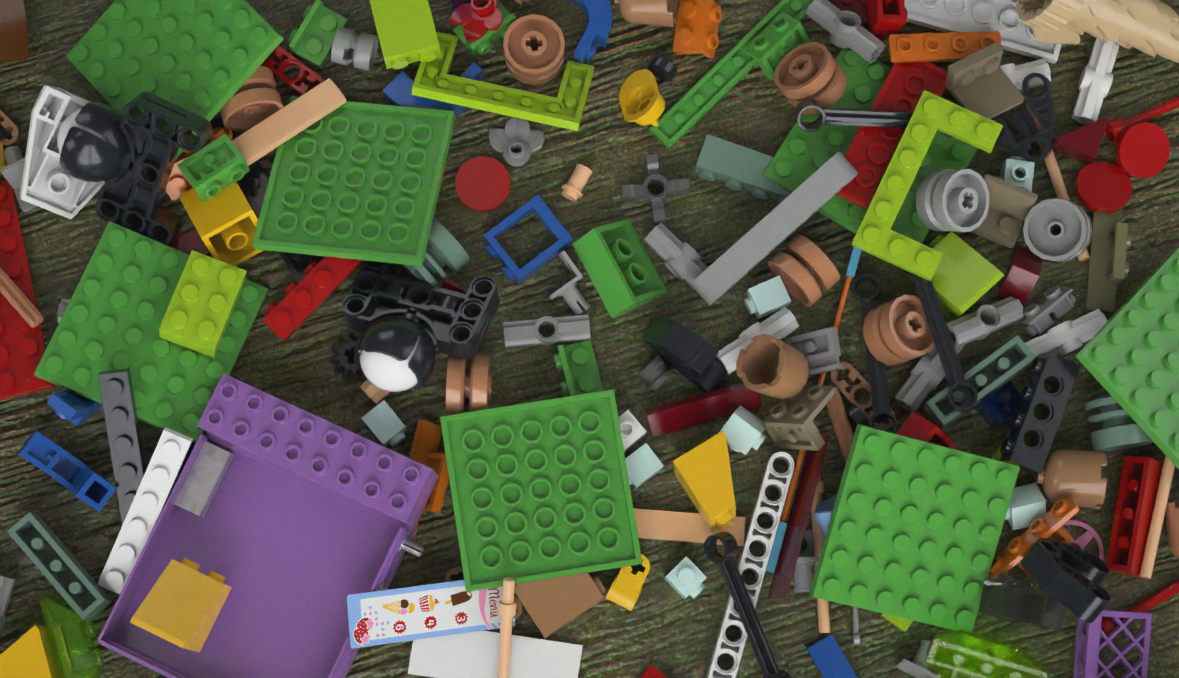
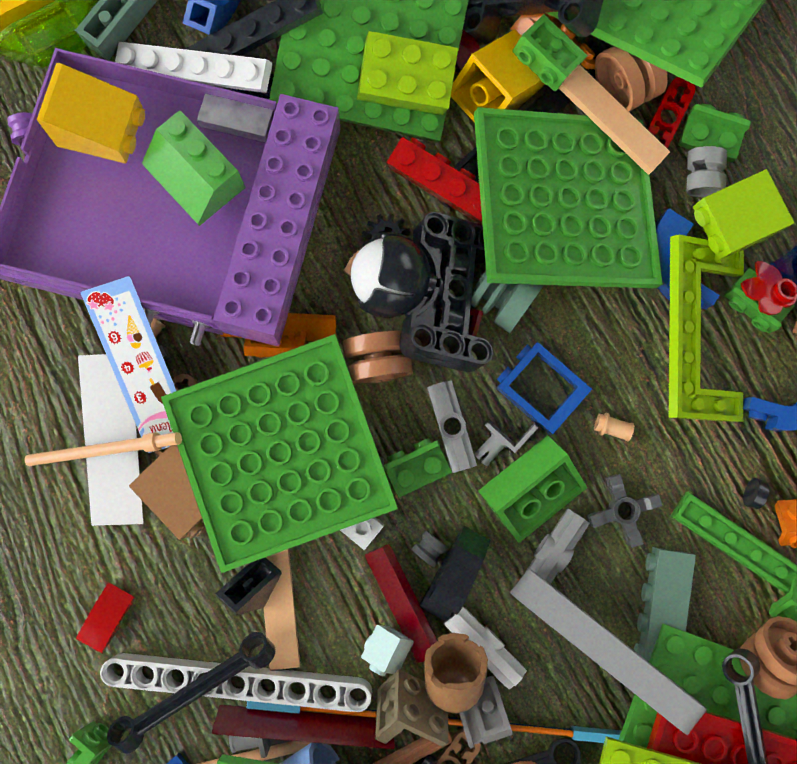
camera: 90 degrees right, 5 degrees up
(253, 522) = (191, 168): none -> bright green slope
(385, 425) = (324, 283): light aqua brick -> none
(482, 184) = (592, 331): red tile -> none
(516, 137) = (649, 356): light grey plate -> none
(534, 33) = (764, 349): nougat wheel -> none
(628, 586) = (202, 560): yellow piece -> none
(641, 99) = (718, 478): yellow piece -> none
(642, 465) = (331, 550): light aqua brick -> none
(660, 545) = (250, 587): none -> black slope
(686, 579) = (221, 621): light aqua brick -> none
(708, 481) = (323, 627): yellow slope -> none
(767, 297) = (531, 650): light aqua brick -> none
(804, 270) = (568, 687): nougat wheel -> none

